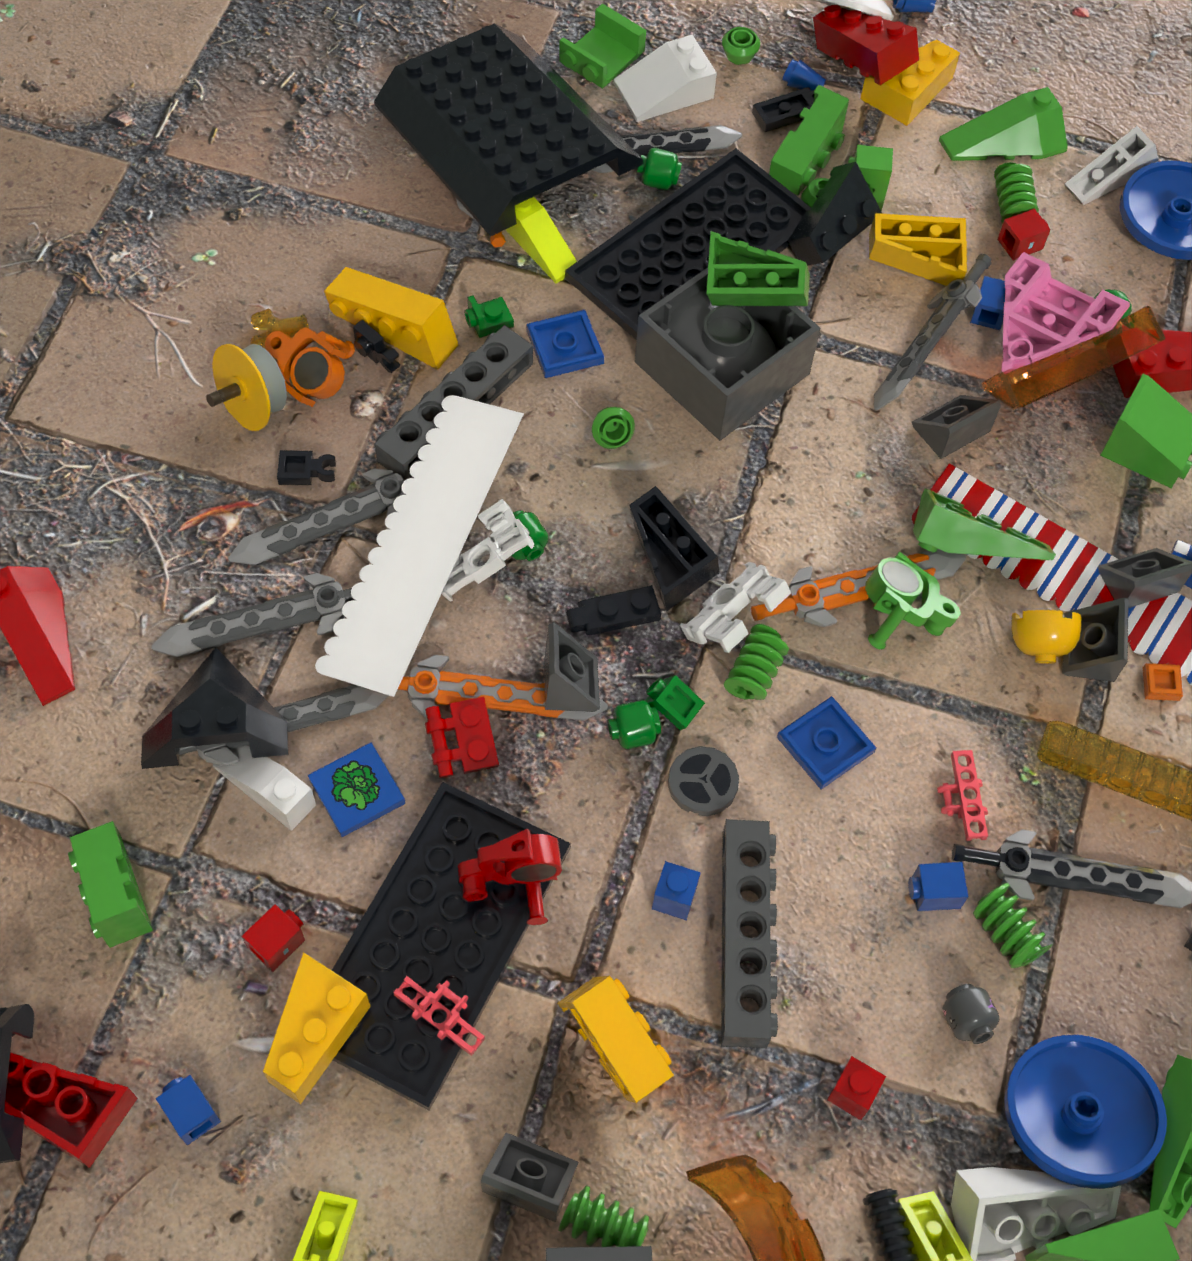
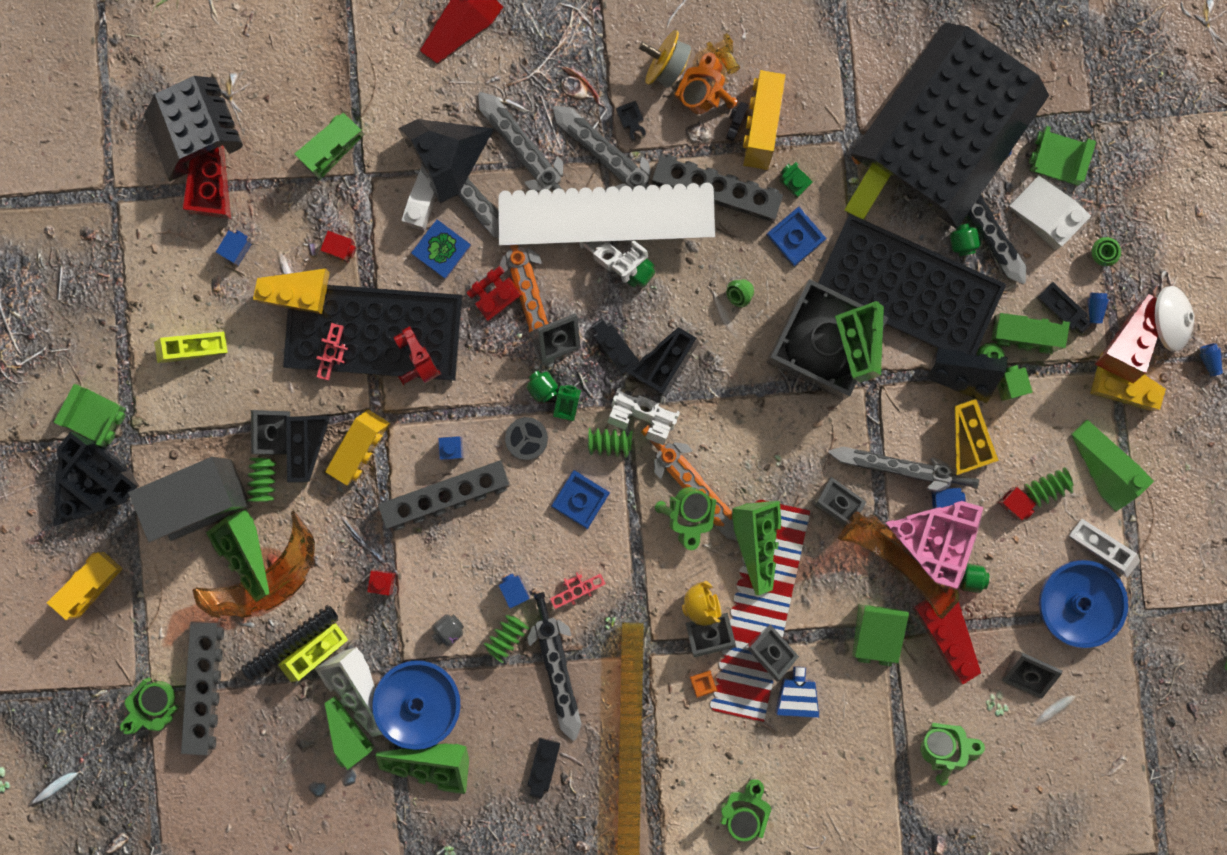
camera: 70 degrees right, 25 degrees up
(578, 1125) = (303, 442): none -> black wedge

